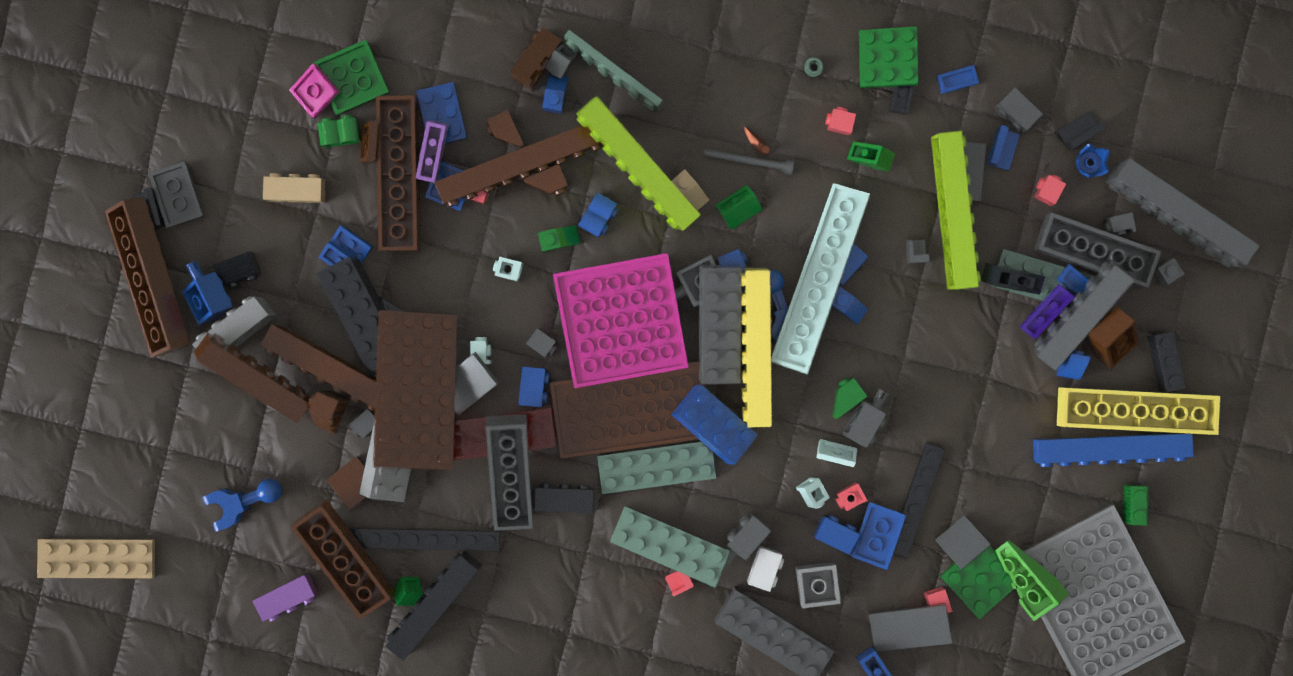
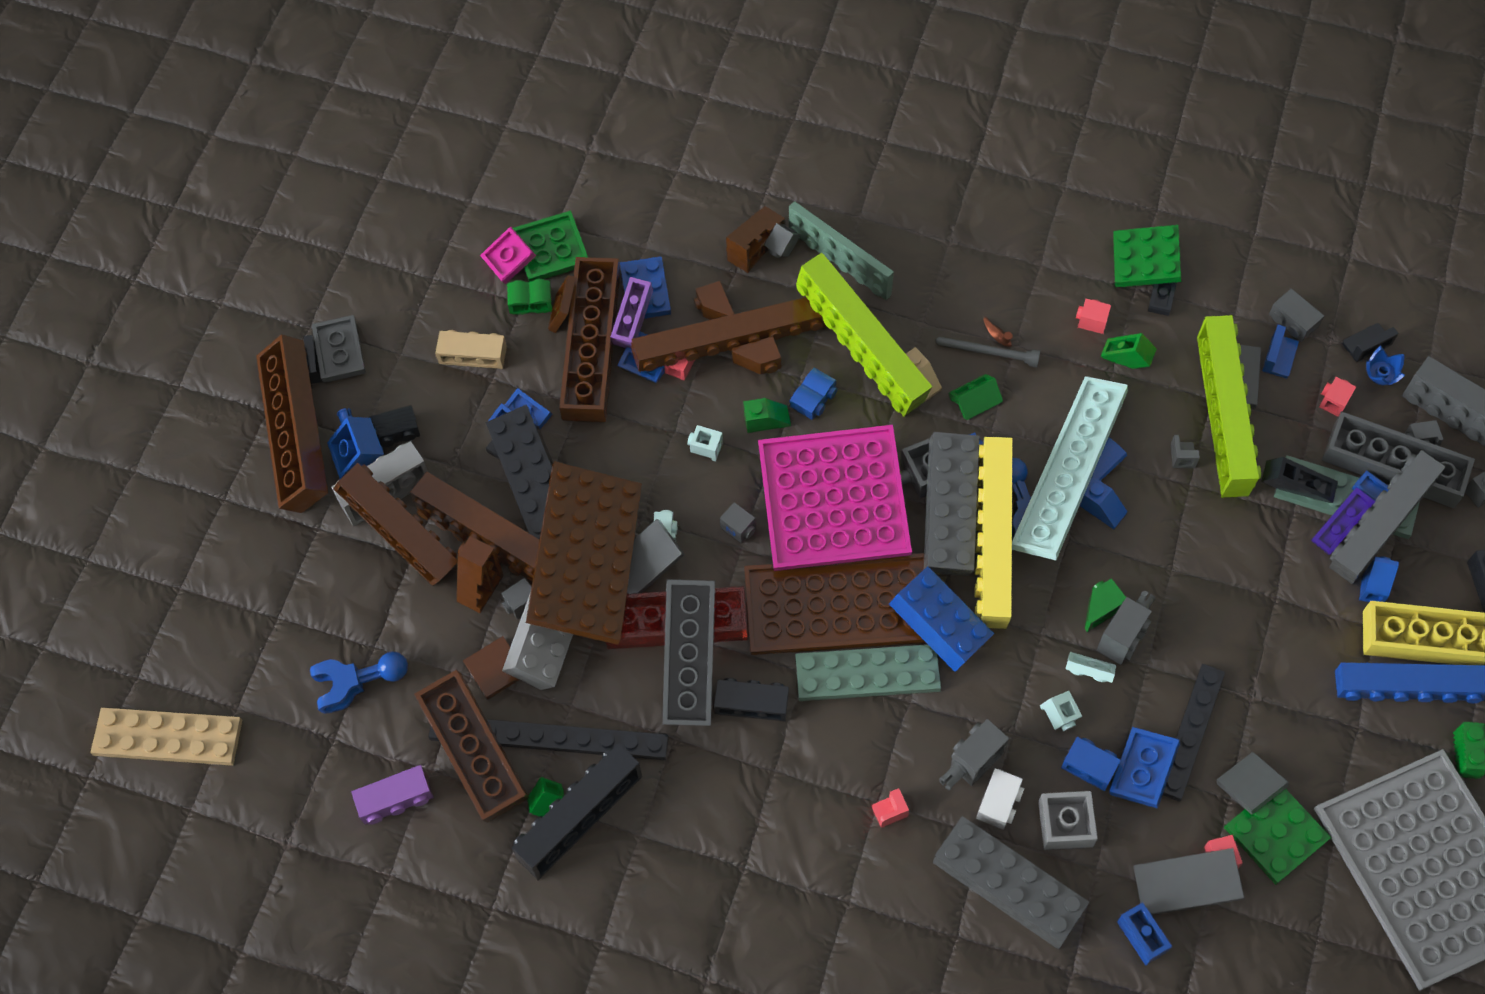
camera: 10 degrees right, 25 degrees down
(533, 387) = (724, 565): blue brick -> none
(555, 94) = (772, 275): blue slope -> none
(670, 546) = (881, 760): sand green plate -> none
(813, 61) = (1063, 258): sand green plate -> none
(853, 489) = (1104, 727): coral brick -> none
(957, 79) = (1225, 284): blue tile -> none
(1035, 585) = (1348, 836): bright green wedge -> none
(1113, 337) = (1426, 546): reddish brown brick -> none

